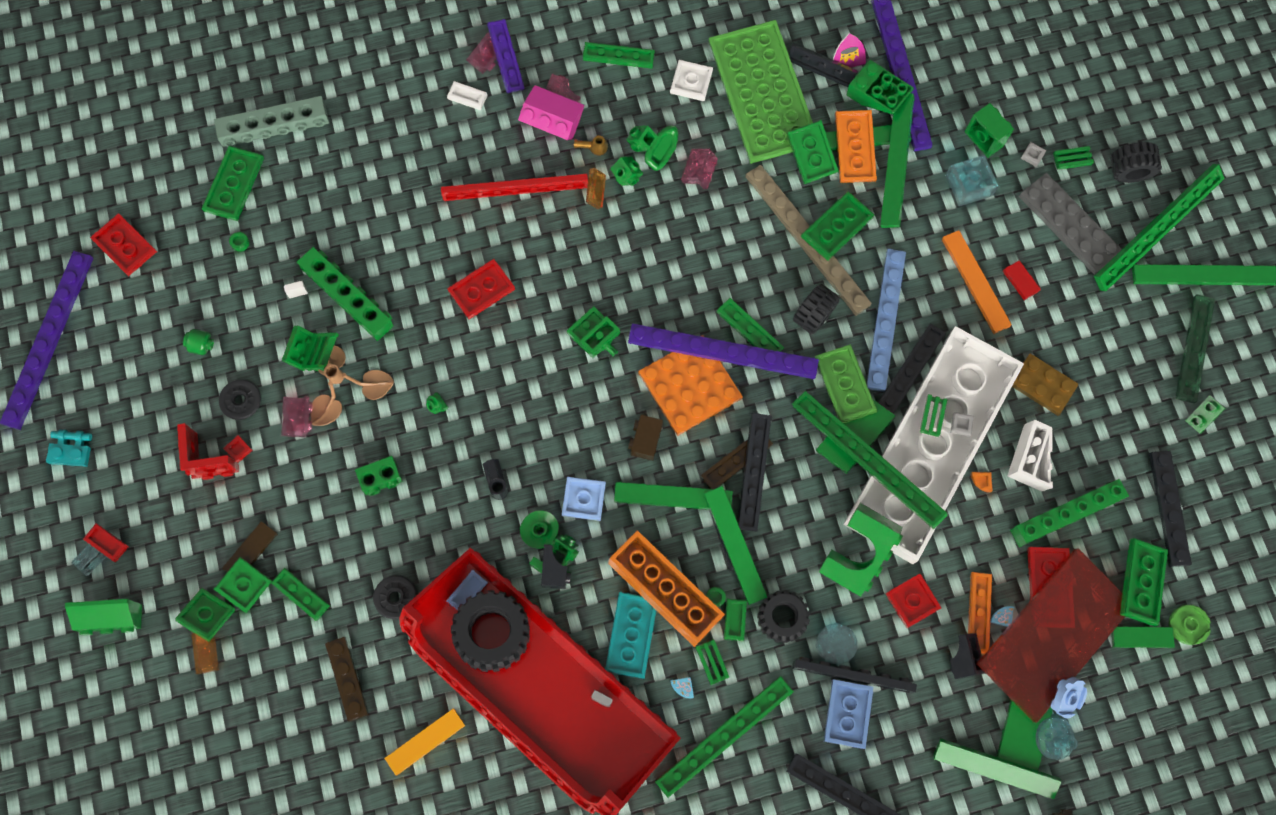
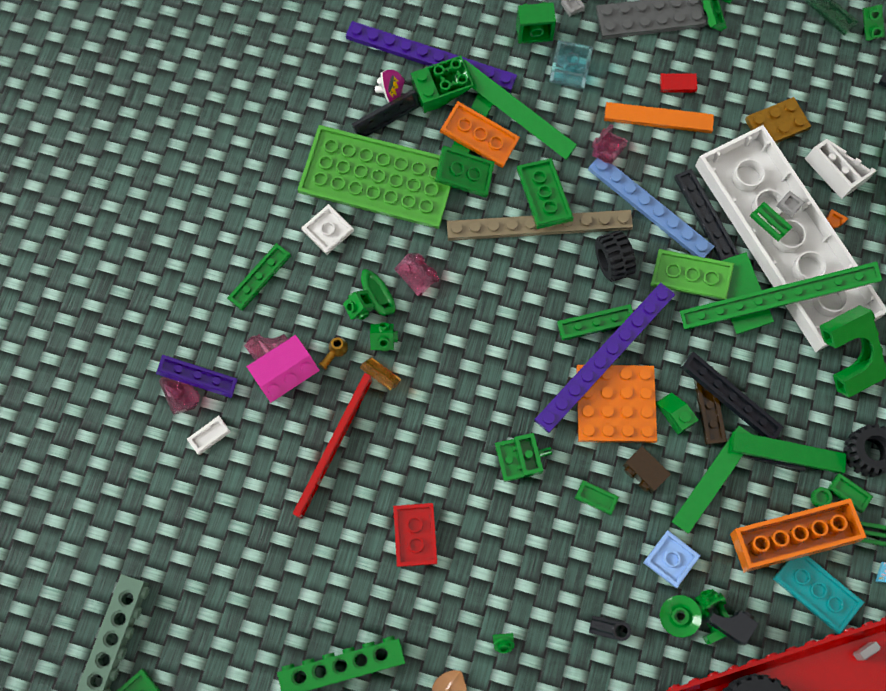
camera: 55 degrees left, 0 degrees up
(599, 412) = (596, 497): none -> green tile
(712, 437) = (677, 413): none -> green slope
(917, 251) = (608, 145): none -> clear pink bracket

